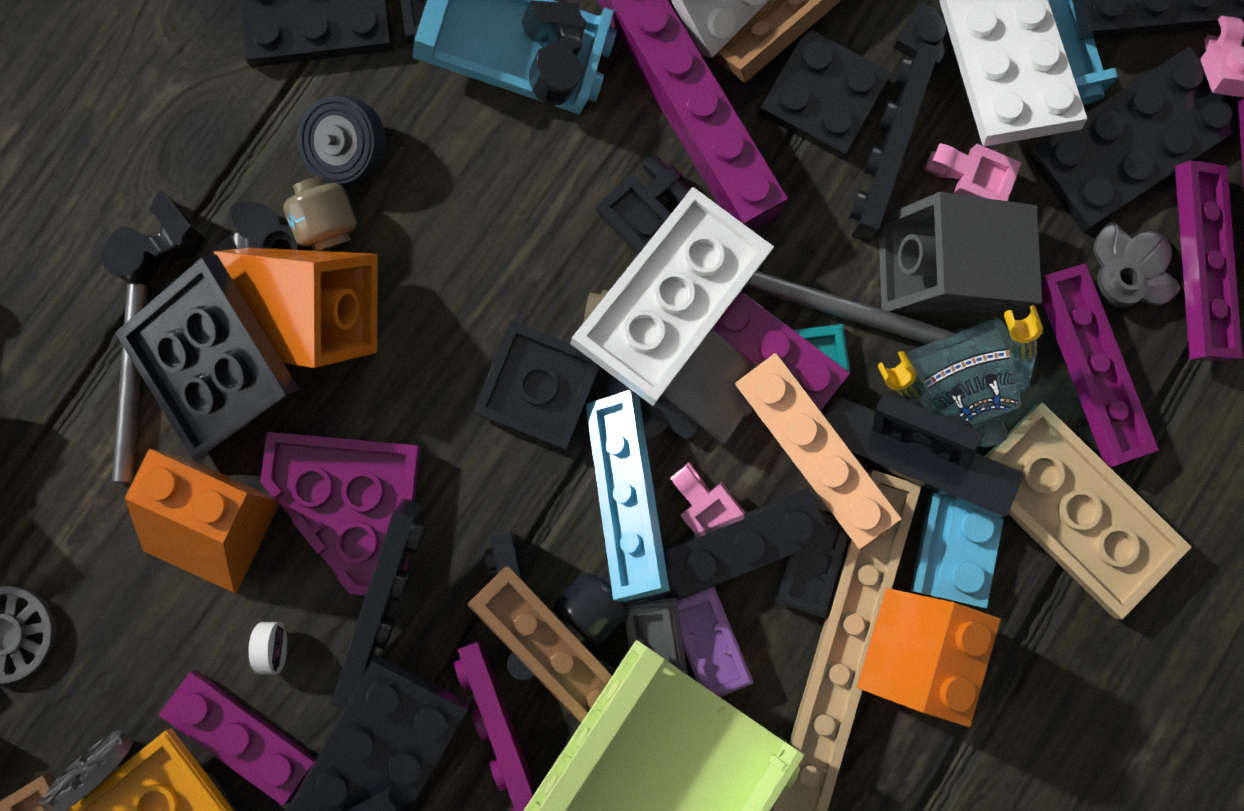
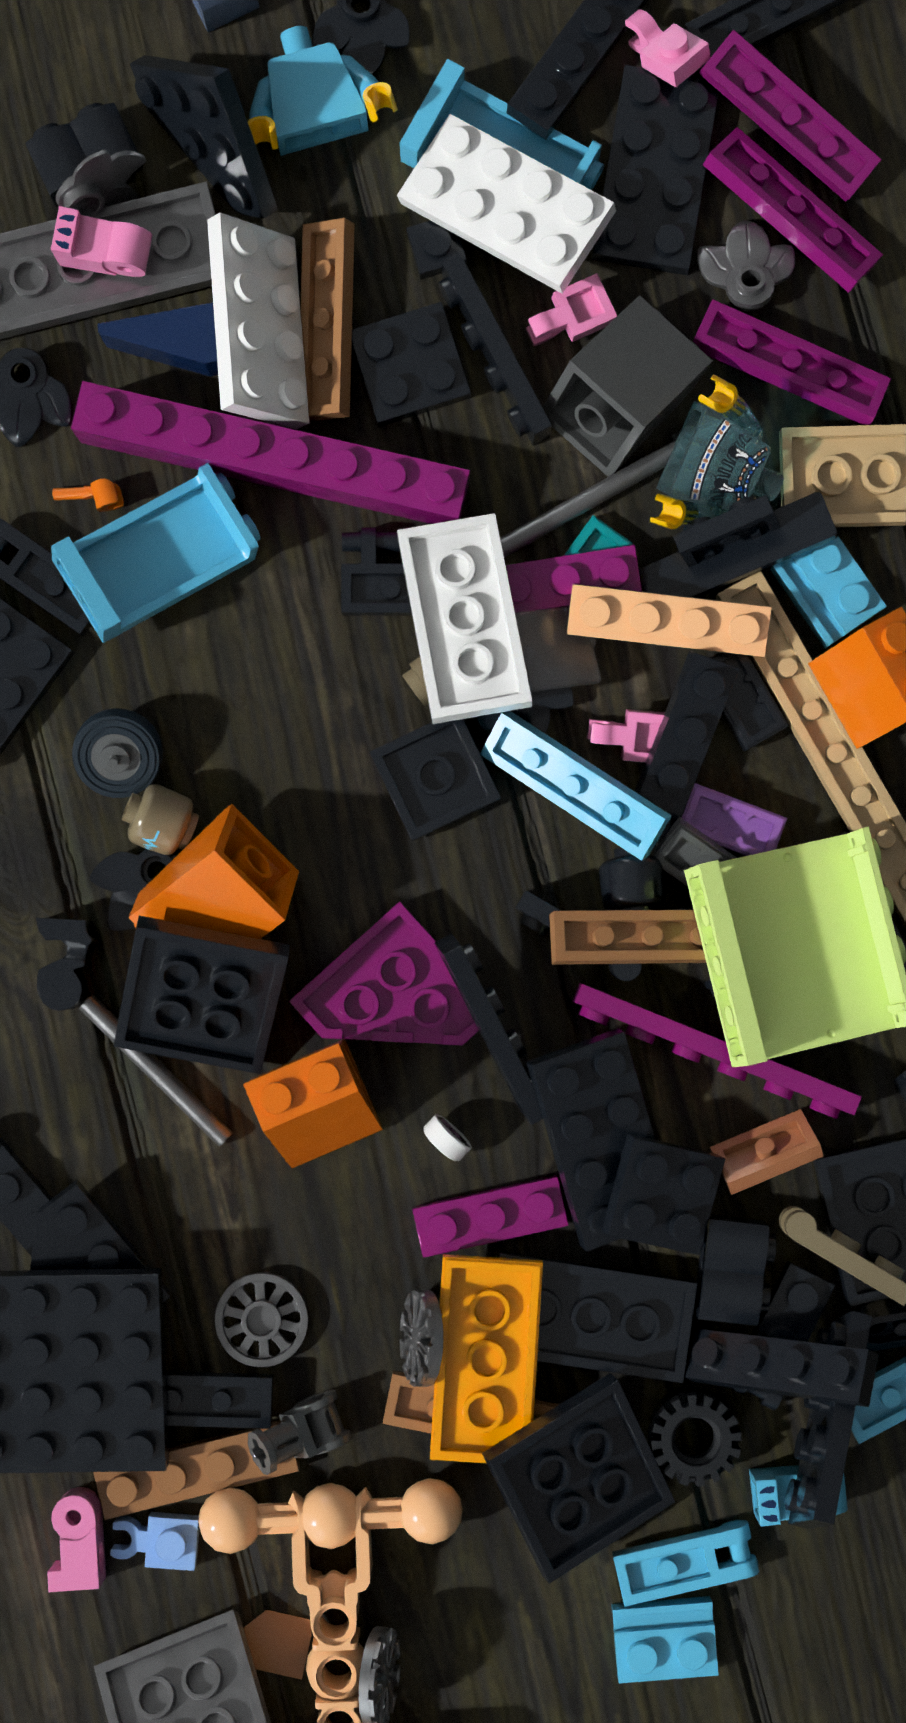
camera: 45 degrees left, 5 degrees up
(556, 65) = (215, 546): black leg -> none

